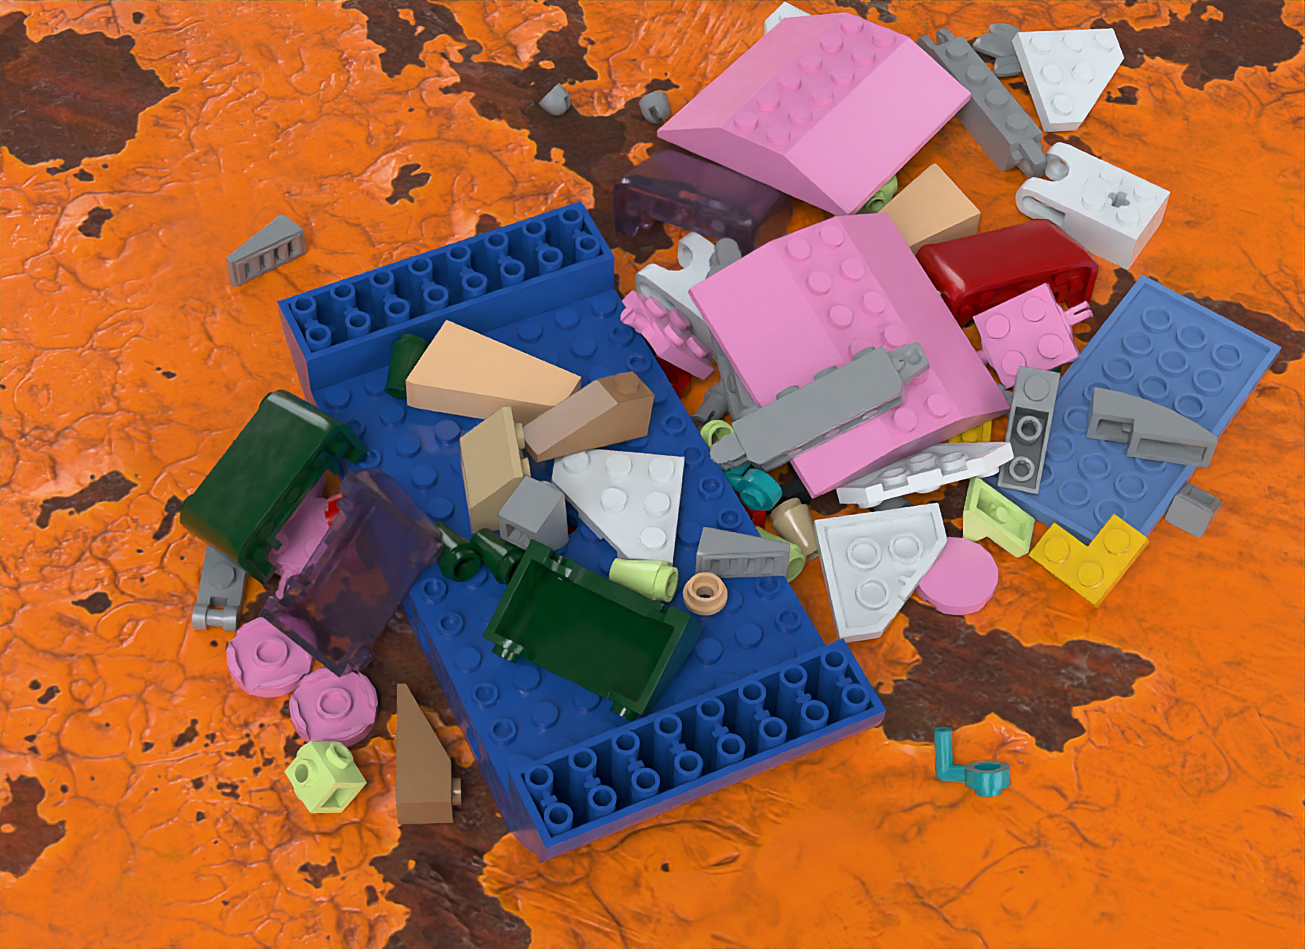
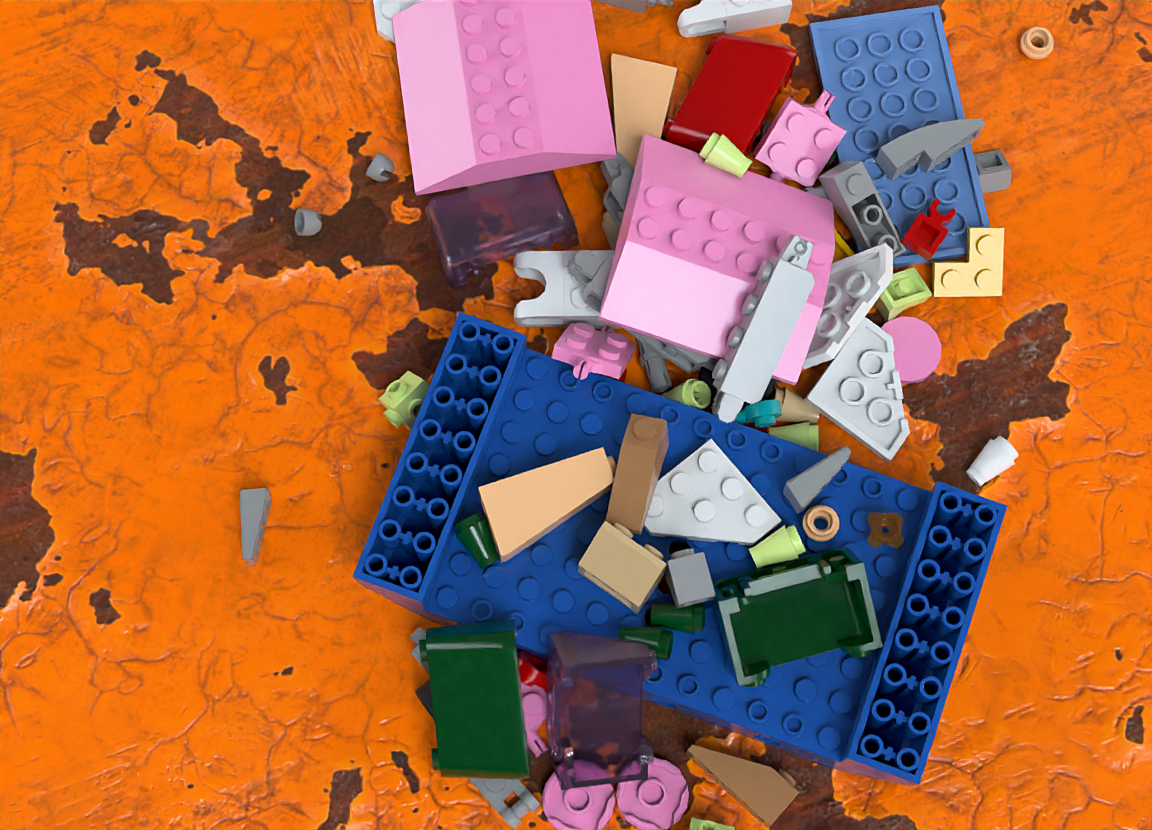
camera: 45 degrees left, 20 degrees up
(759, 636) = (892, 522): none -> clear orange plate
(926, 716) = (993, 459): none -> white cone
(939, 277) = (725, 155): none -> yellowish green cone
(984, 777) = (1052, 472): teal plate -> none
(1071, 492) = (928, 231): none -> red plate

